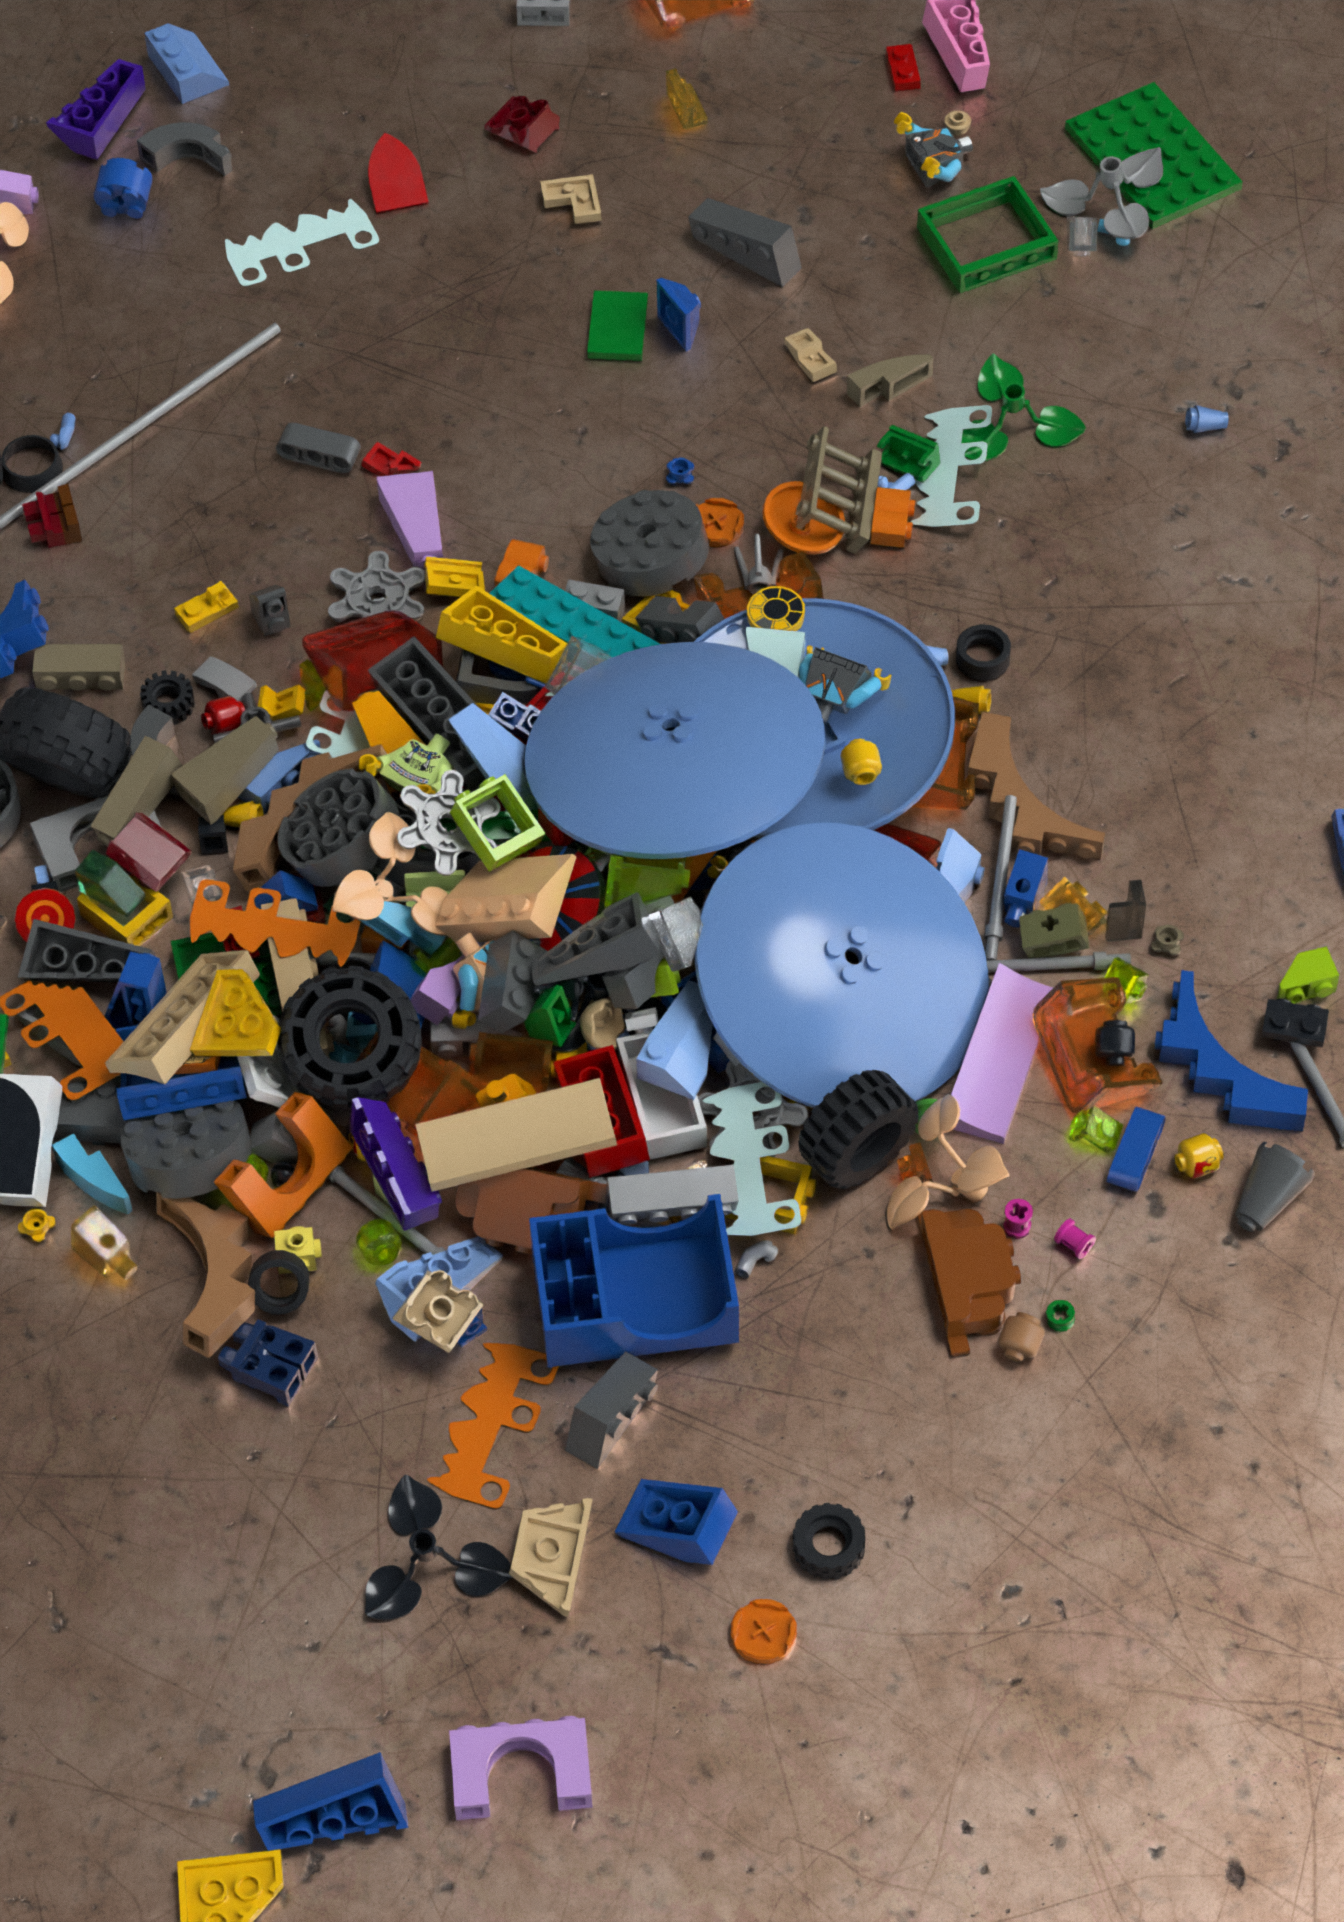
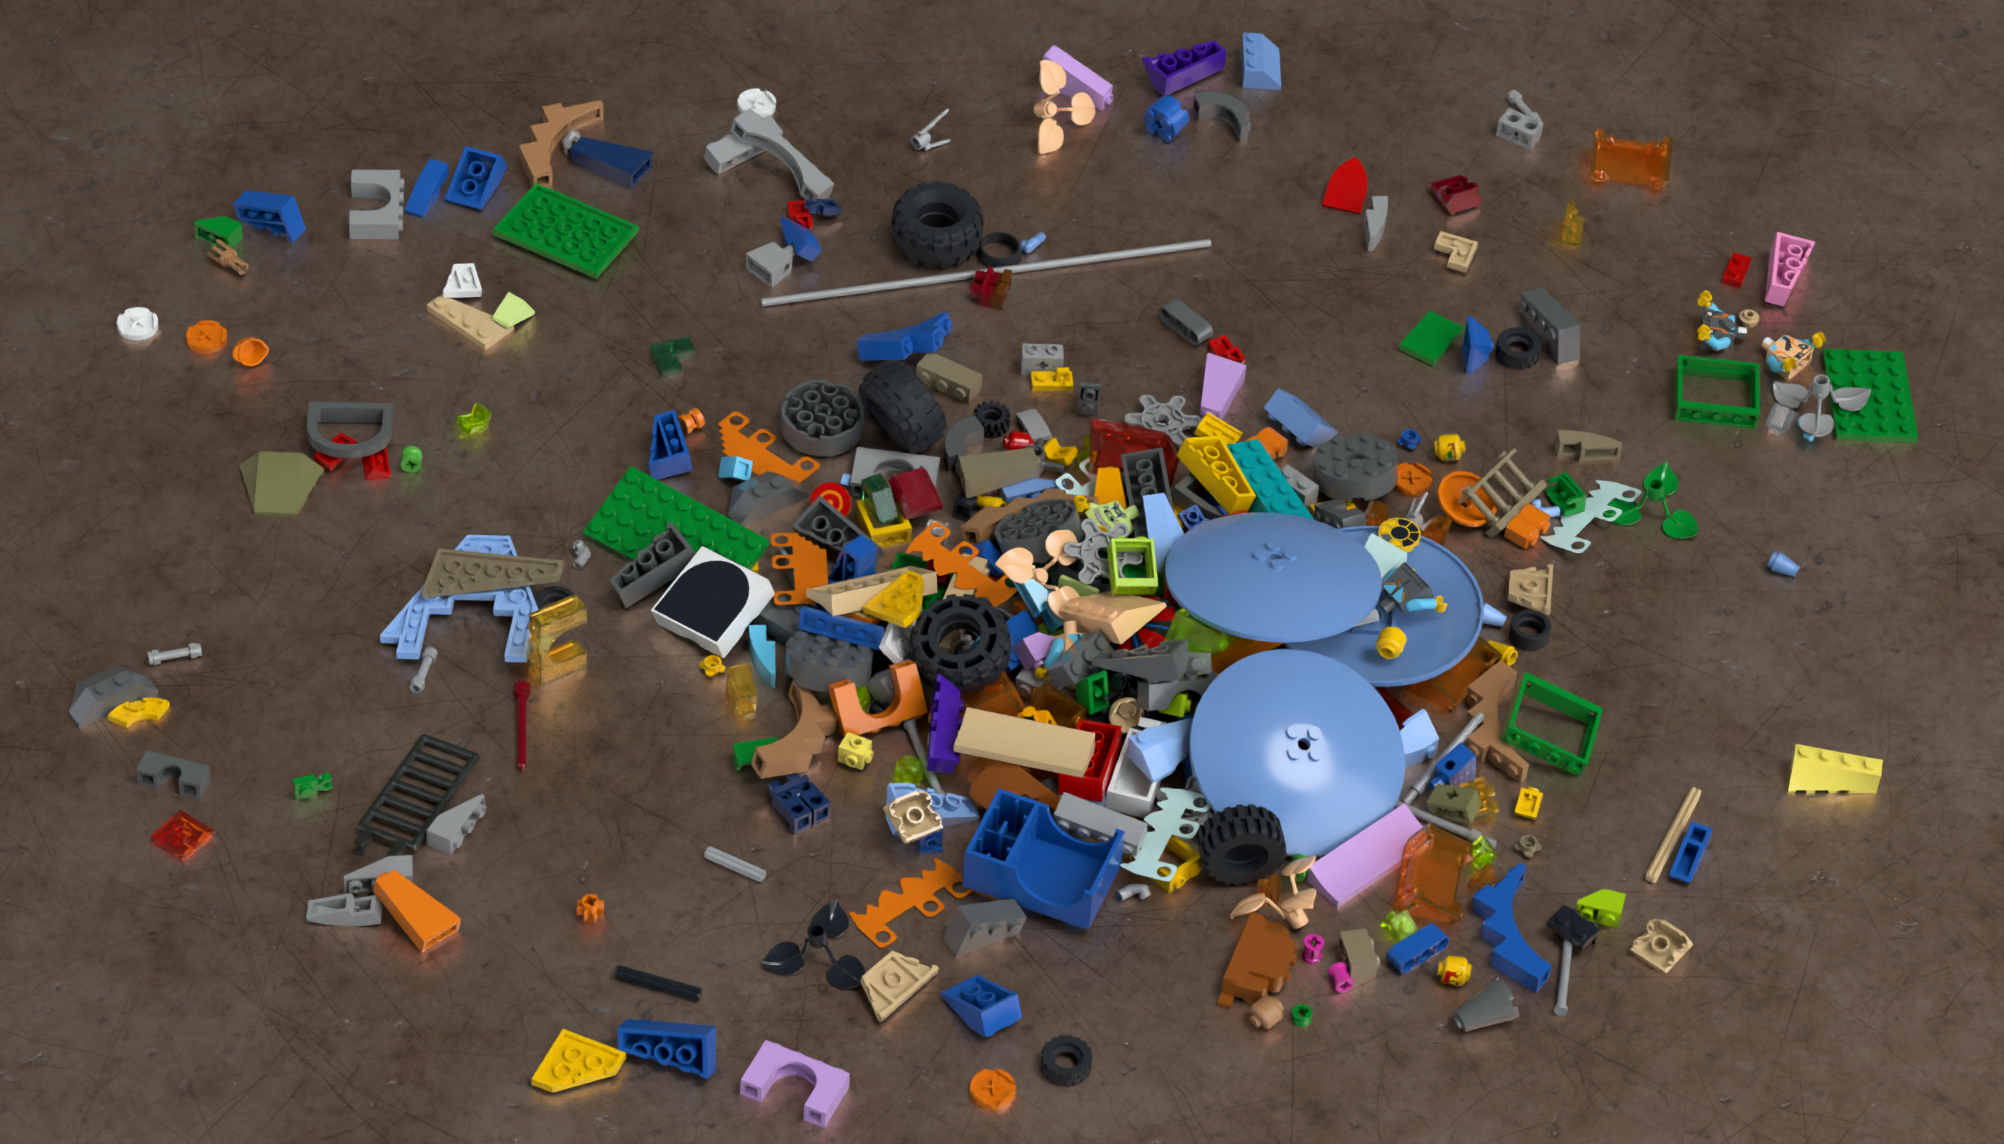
camera: 25 degrees right, 10 degrees down
(100, 1662) = (590, 907): none -> orange gear
(138, 789) = (935, 453): dark tan slope -> none
(166, 1323) = (744, 751): none -> green hinge
(177, 584) = (1041, 358): none -> light grey brick
(243, 1492) = (735, 864): none -> light grey axle
(253, 1720) = (658, 983): none -> black axle
(283, 242) = (1249, 195): light aqua piece -> none
(283, 1259) = (848, 761): black tyre -> none
(455, 203) = (1375, 220): none -> light grey slope
(536, 510) = (1298, 419): none -> medium blue slope
(575, 660) = (1253, 503): clear slope -> none
(678, 932) = (1200, 673): clear slope -> none
(727, 272) = (1519, 336): none -> black tyre
(735, 459) = (1449, 447): none -> yellow head
(809, 355) = (1546, 410): tan slope -> none
(952, 597) = (1532, 588): none -> tan wing
(1036, 145) = (1790, 355): none -> torso
(1074, 1195) = (1358, 953): none -> dark tan brick
(1096, 729) = (1563, 702): none -> green window
(1115, 1042) = (1446, 881): black head -> none
(1127, 918) = (1507, 816): clear smoke panel -> none
(1131, 871) = (1528, 803): none -> yellow bracket
(1147, 1014) = (1482, 878): none -> clear orange tile
(1318, 836) = (1673, 835): none -> tan axle

